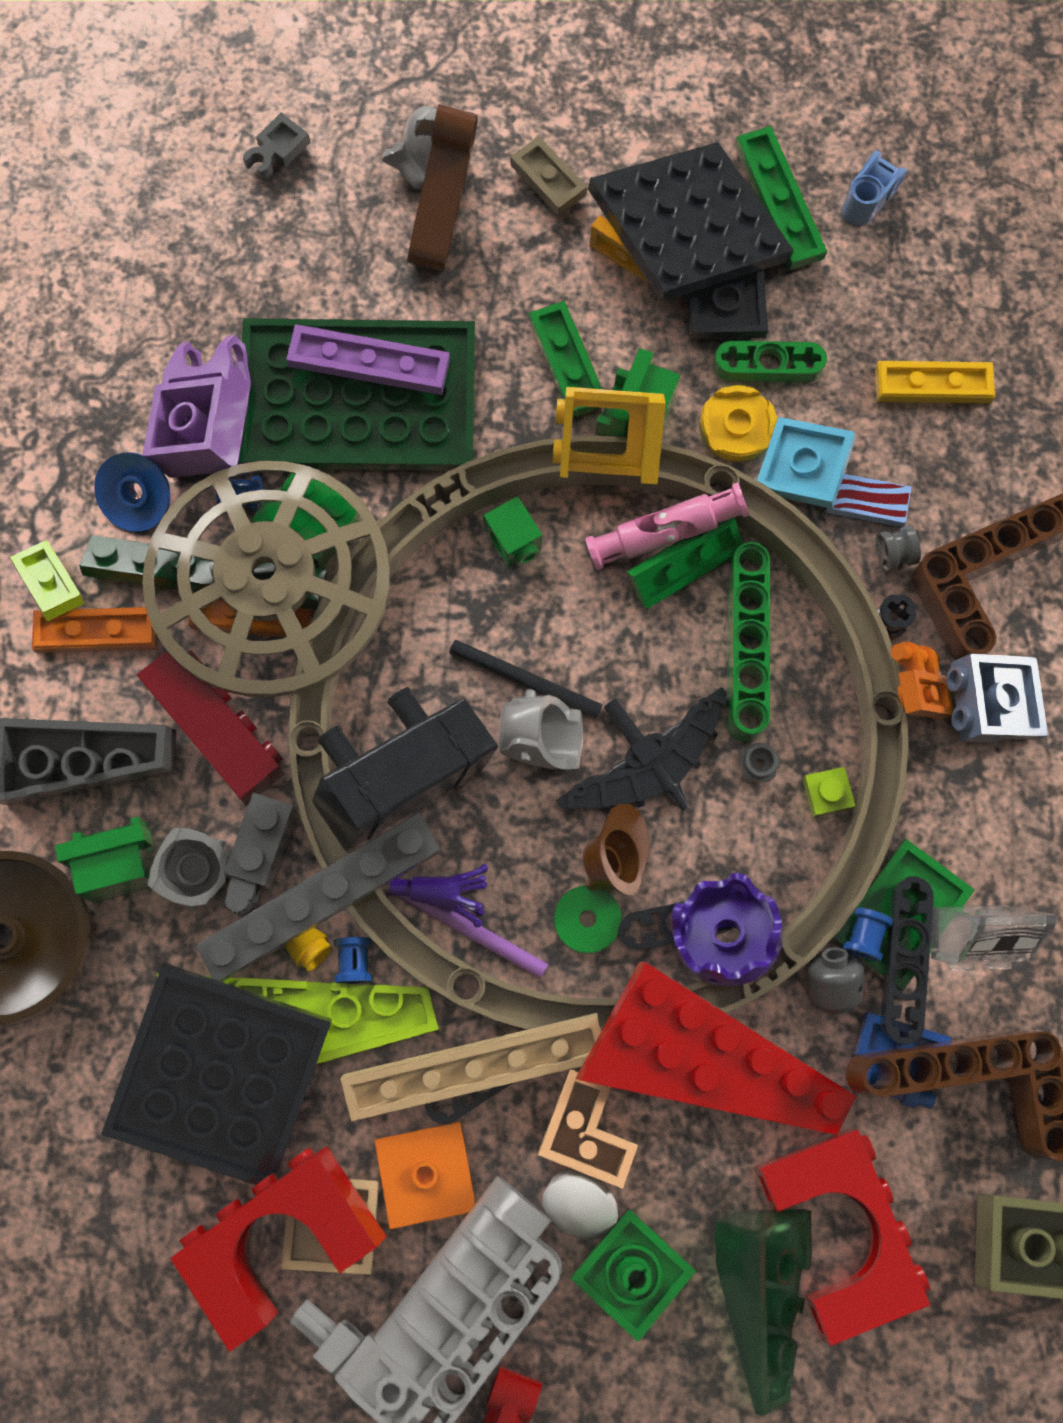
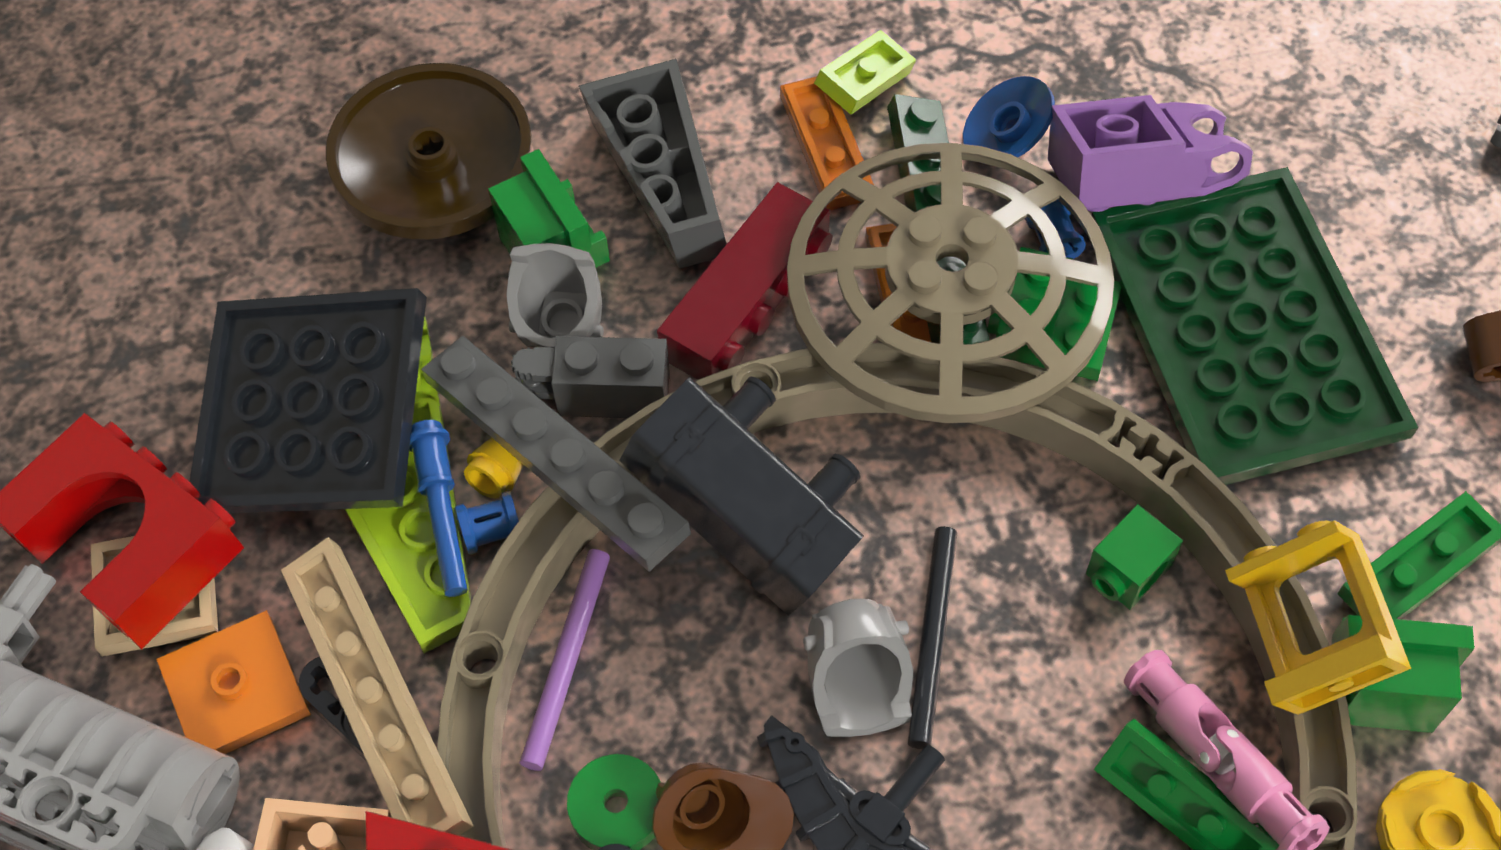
camera: 80 degrees right, 15 degrees down
(312, 990) = (435, 481): none -> blue pin
(368, 359) = (1296, 313): medium lavender plate -> none
(445, 891) = (603, 604): dark purple piece -> none

